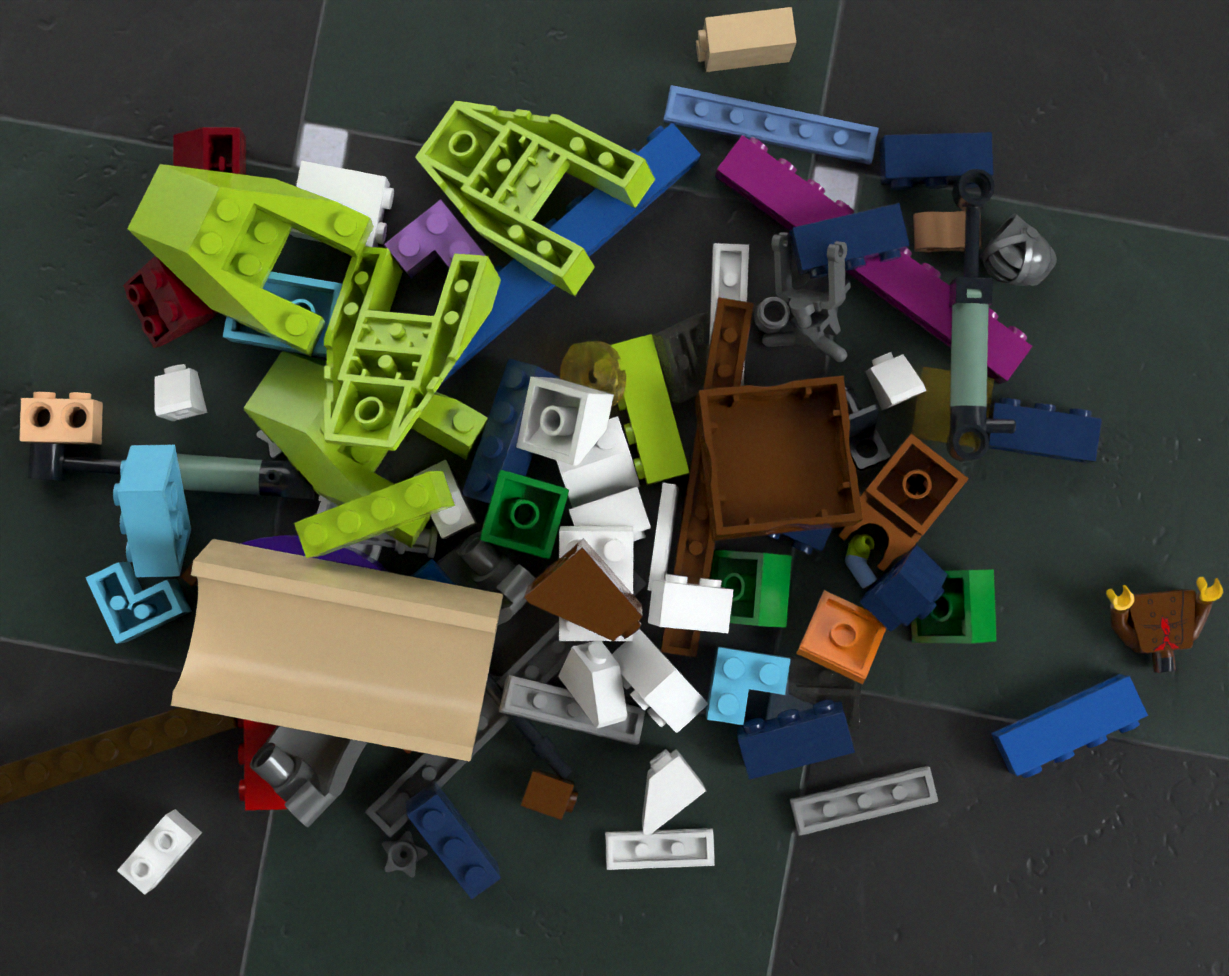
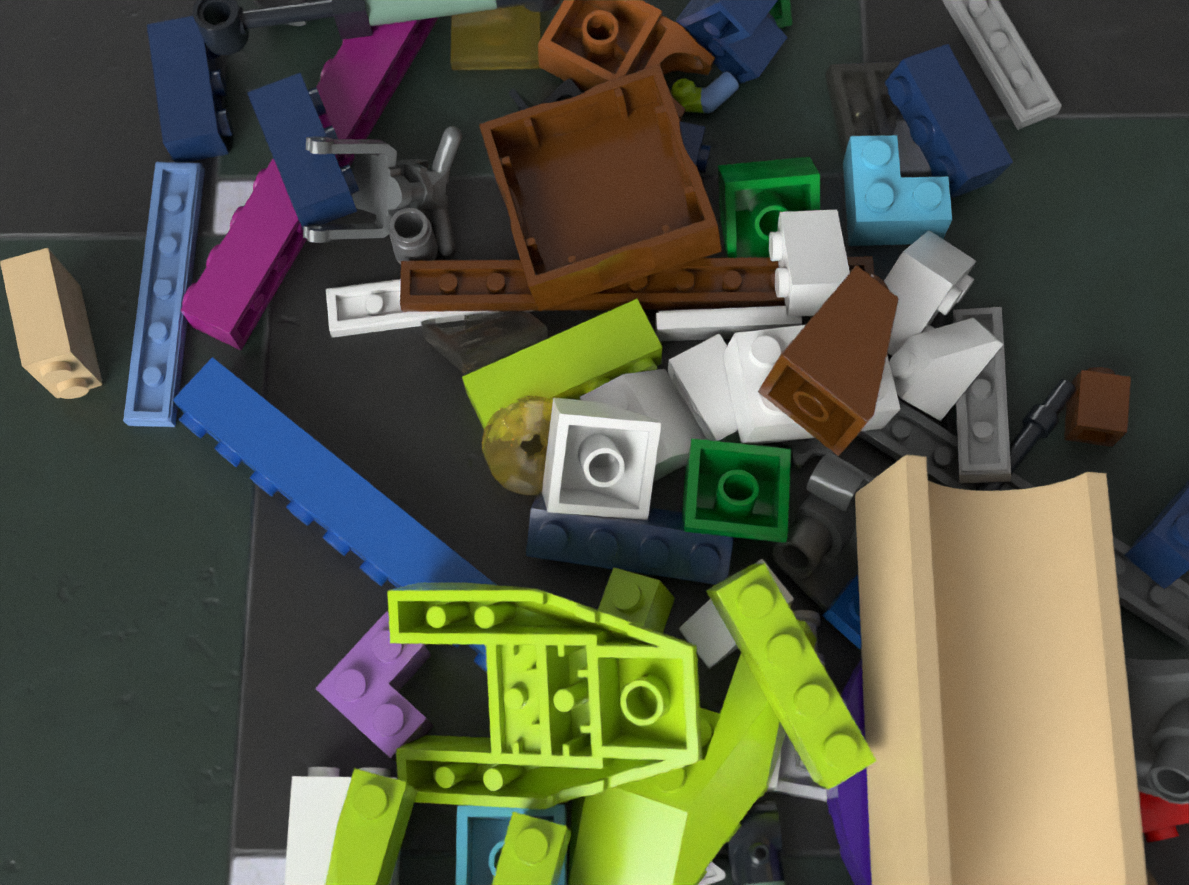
camera: 90 degrees left, 15 degrees down
(505, 167) = (259, 600): lime wedge -> none
(660, 849) = (1125, 265): white tile -> none
(669, 789) = (1057, 253): white slope -> none
(842, 637) = (806, 91): orange tile -> none
(893, 380) = (476, 82): white slope -> none
(940, 231) = (275, 53): medium nougat axle -> none

